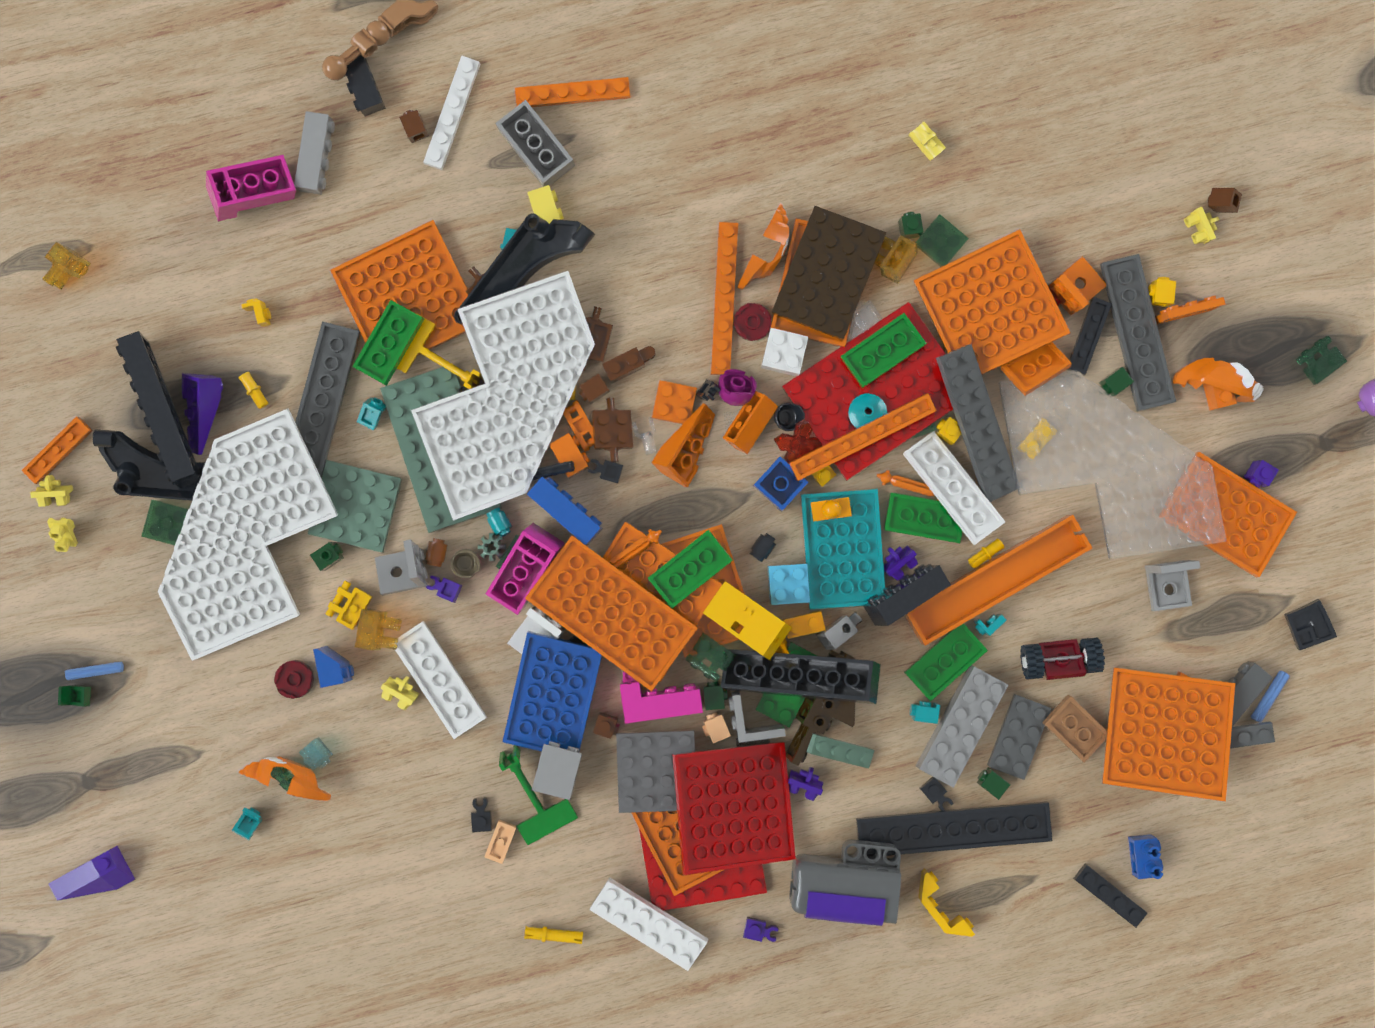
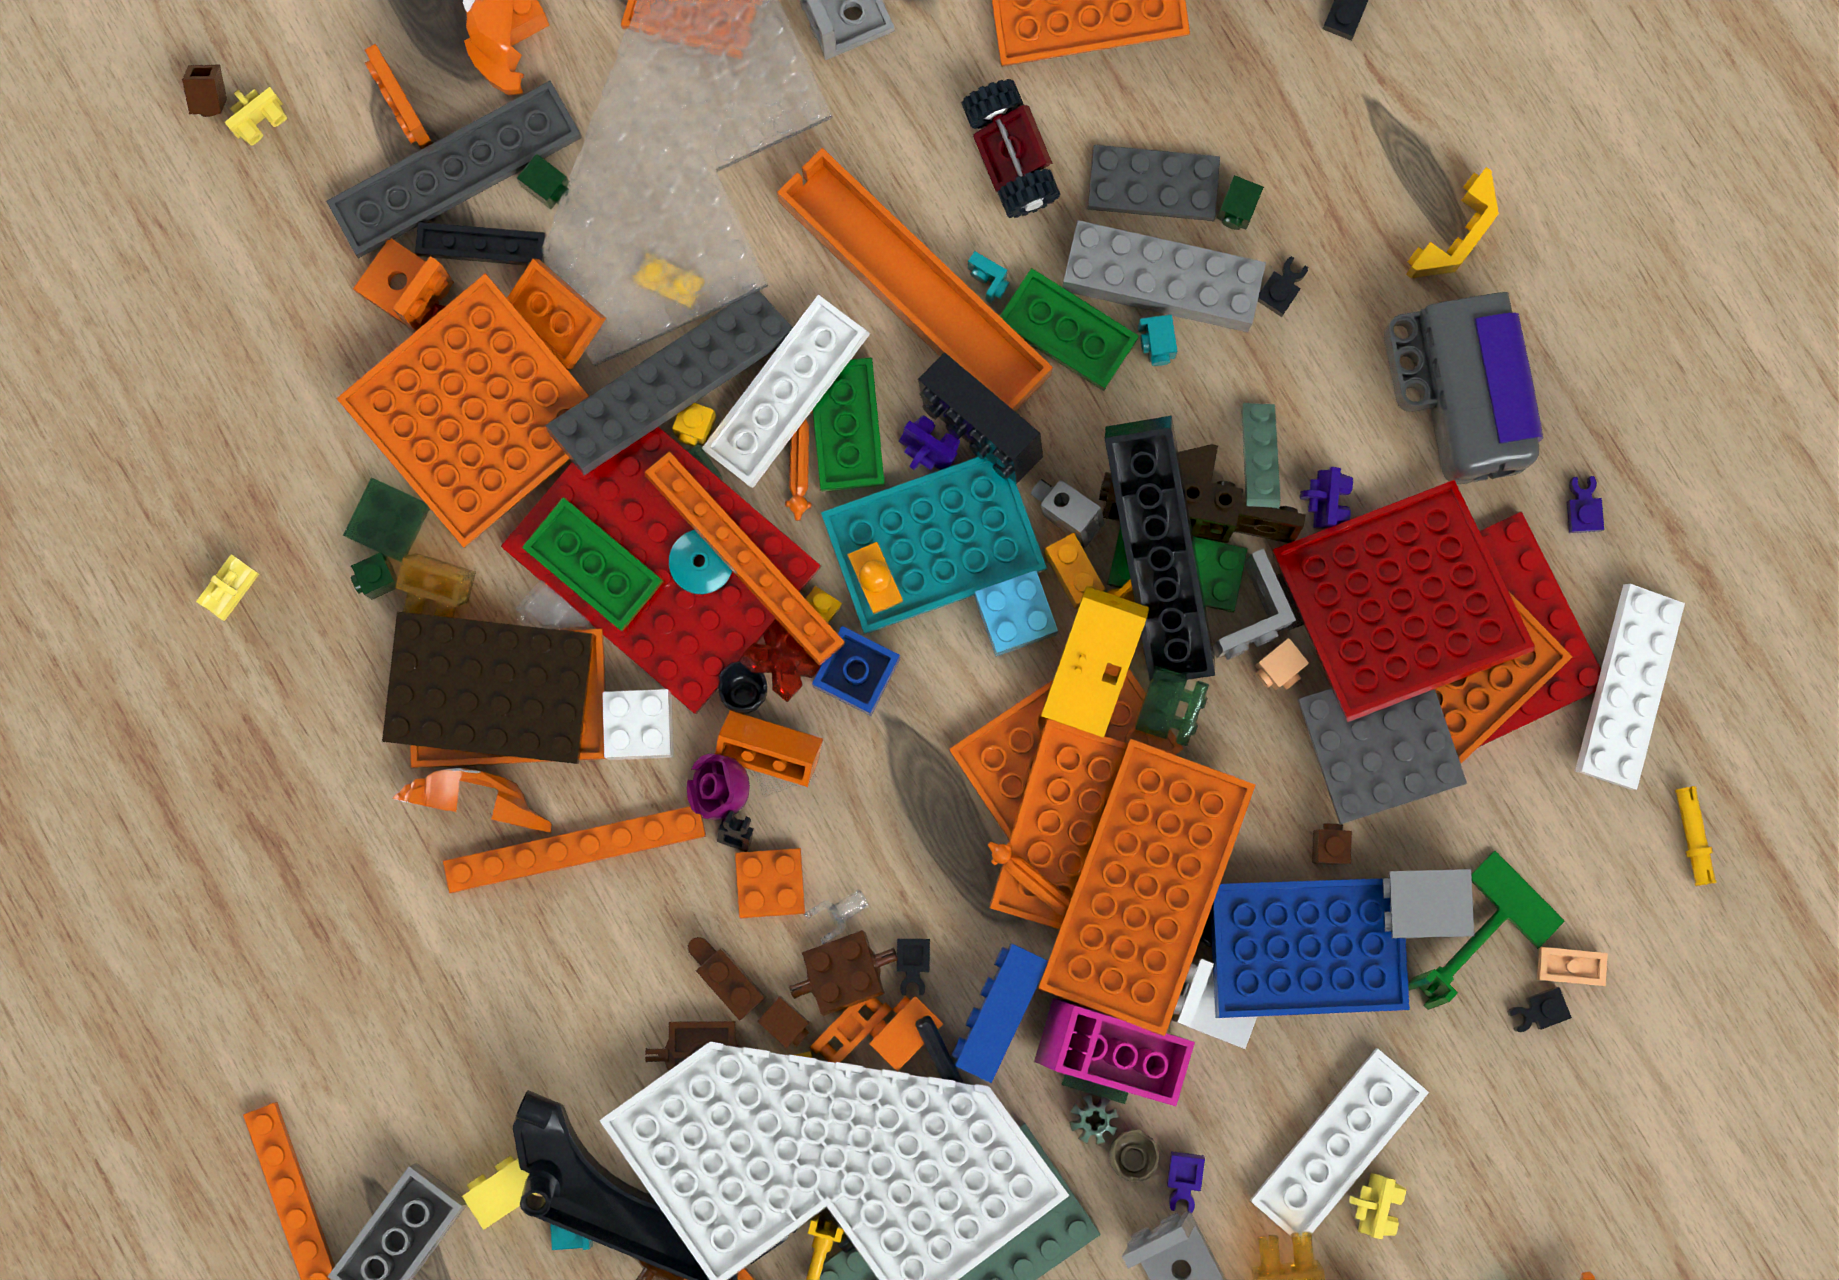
camera: 105 degrees left, 5 degrees down
(436, 552) = (1130, 1211): dark orange brick -> none
(499, 522) = (1049, 1119): teal brick -> none
(658, 704) = (1271, 767): dark pink hinge -> none
(681, 451) = (849, 849): orange wedge -> none
(690, 569) = (1038, 777): green plate -> none
(714, 696) = (1232, 682): dark green brick -> none
(752, 322) = (601, 791): dark red tile -> none
(763, 547) = (967, 671): black brick -> none
(959, 828) = (1327, 238): black plate -> none
(986, 553) = (876, 312): yellow axle -> none
(1075, 728) = (1114, 98): medium nougat plate -> none
(1162, 292) = (378, 147): yellow brick -> none

